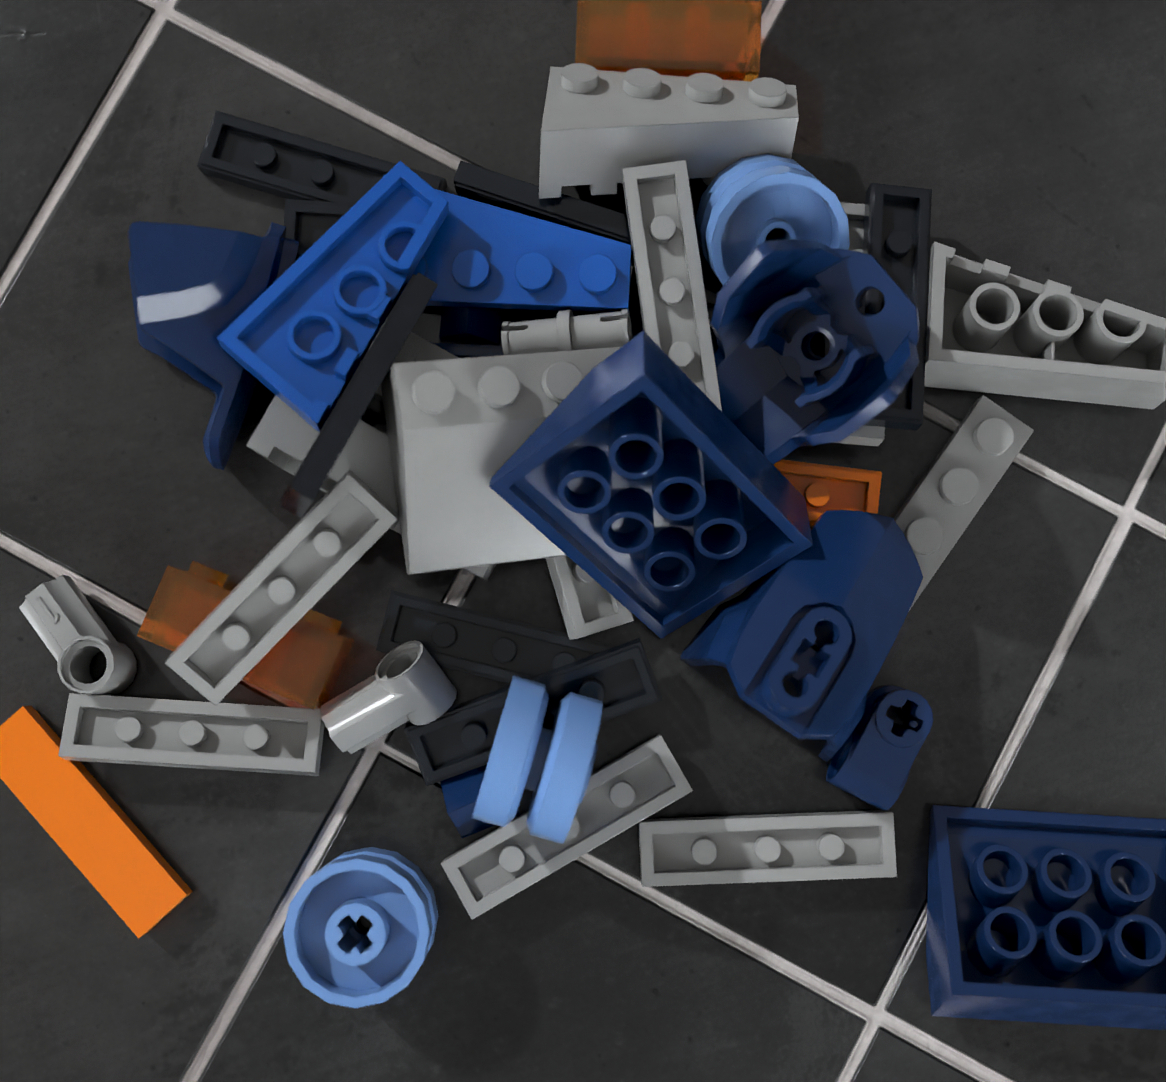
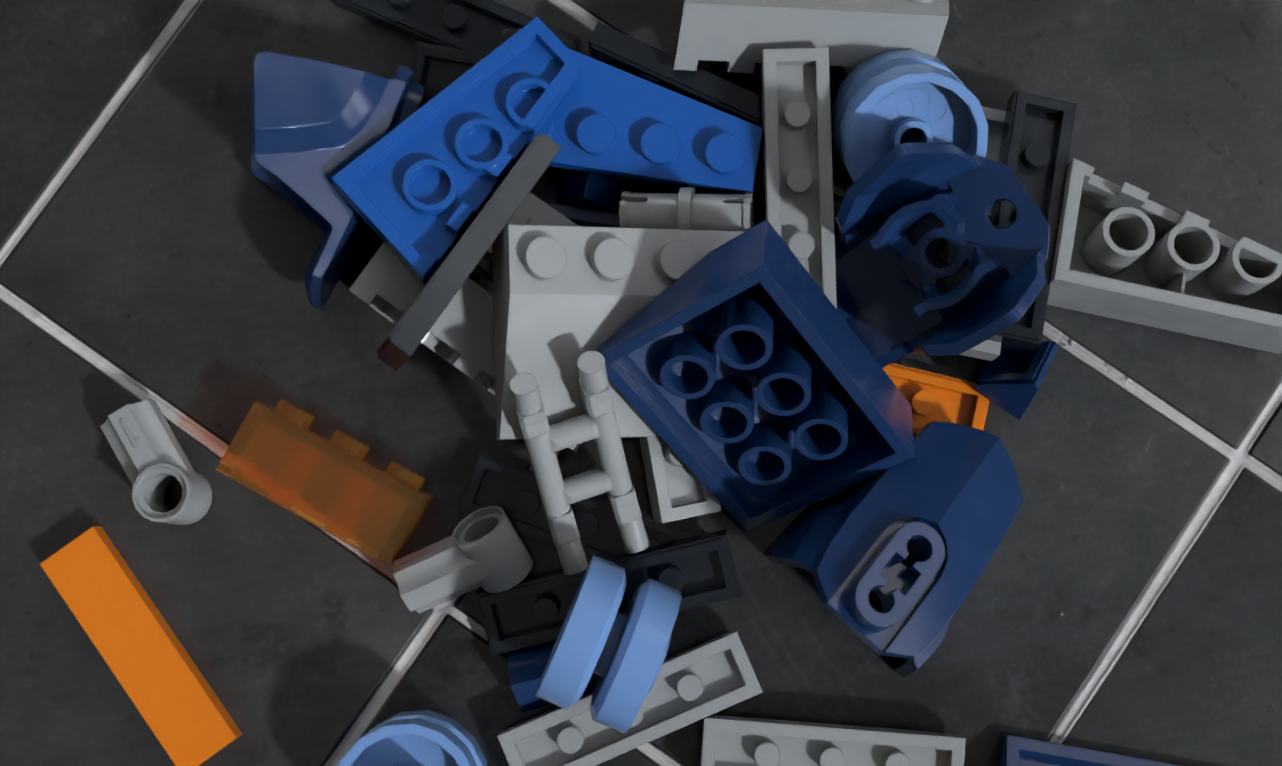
camera: 10 degrees right, 0 degrees up
(192, 734) = (260, 575): light grey plate -> none
(282, 588) = (368, 438): light grey plate -> none
(522, 599) = (612, 476): none -> light grey piece
(880, 752) = (959, 673): dark blue piece -> none
(902, 458) = (1016, 376): none -> dark blue slope
(959, 483) = (1071, 406): light grey plate -> none

